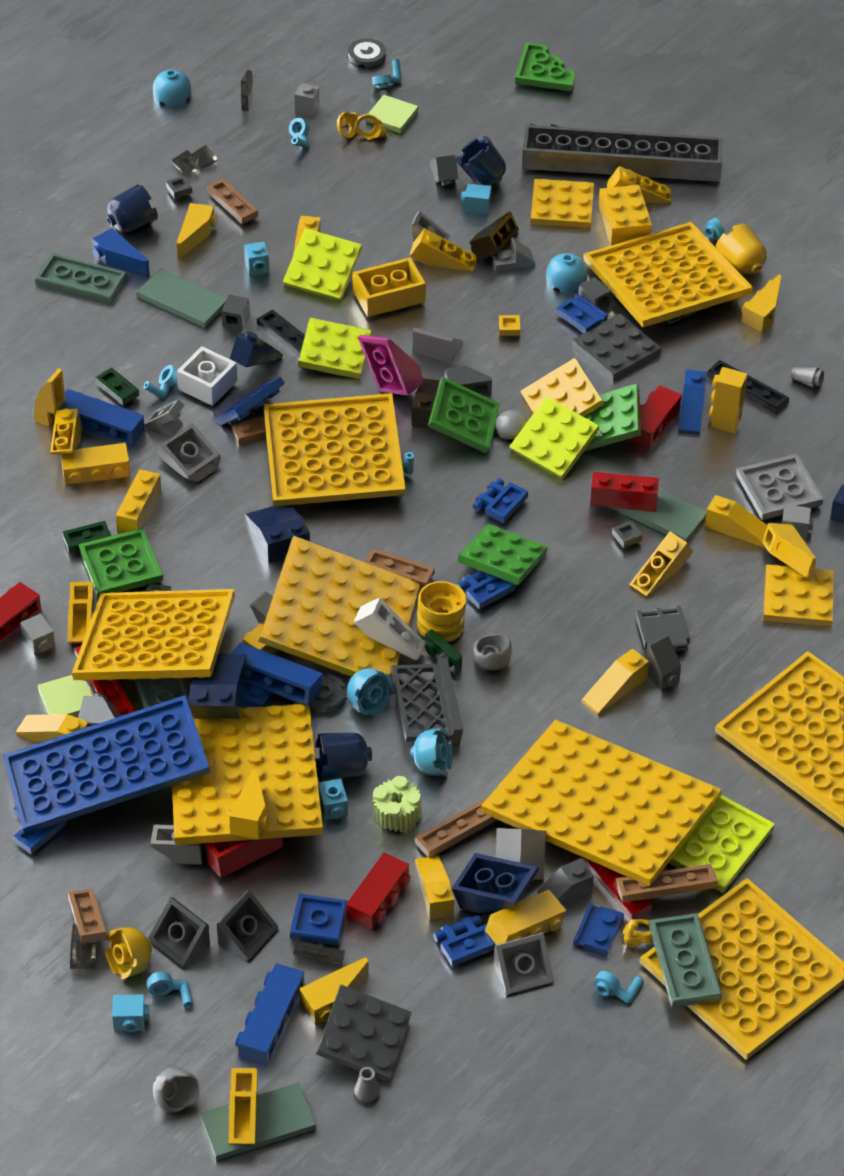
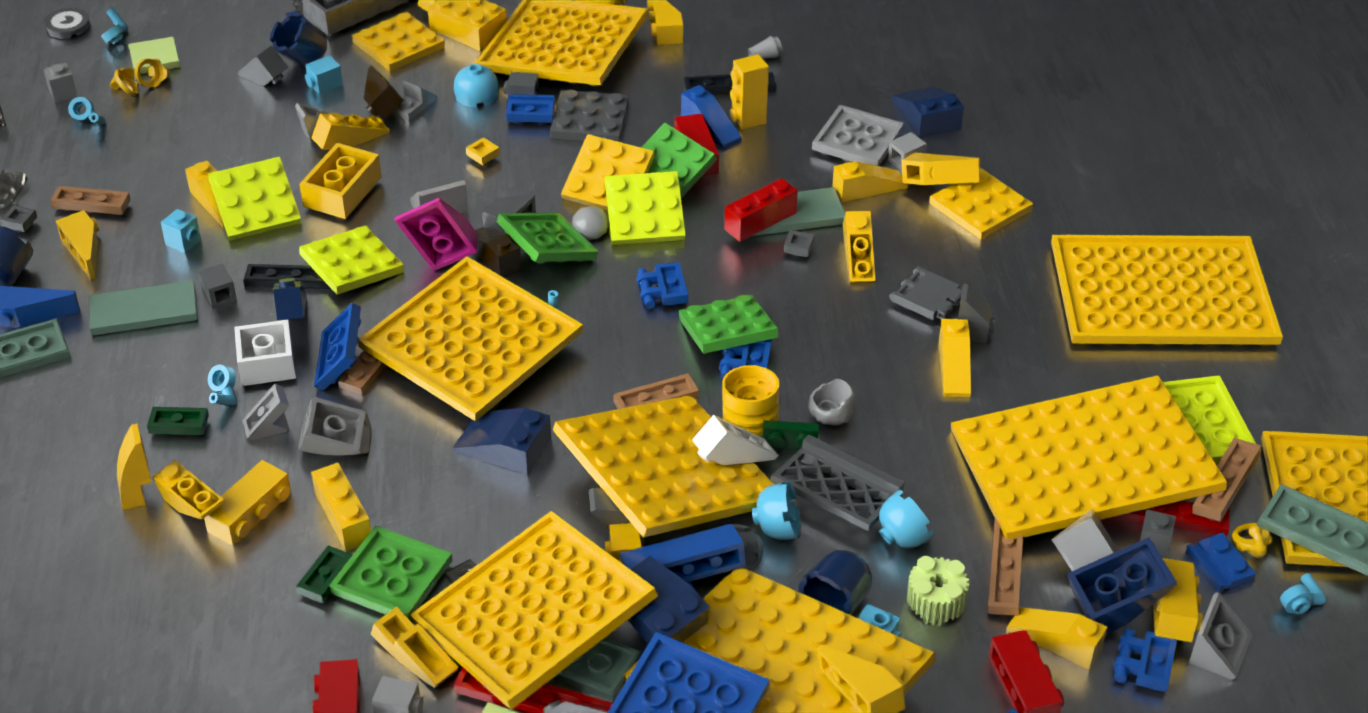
camera: 45 degrees left, 5 degrees down
(105, 418) = (206, 454): blue brick -> none

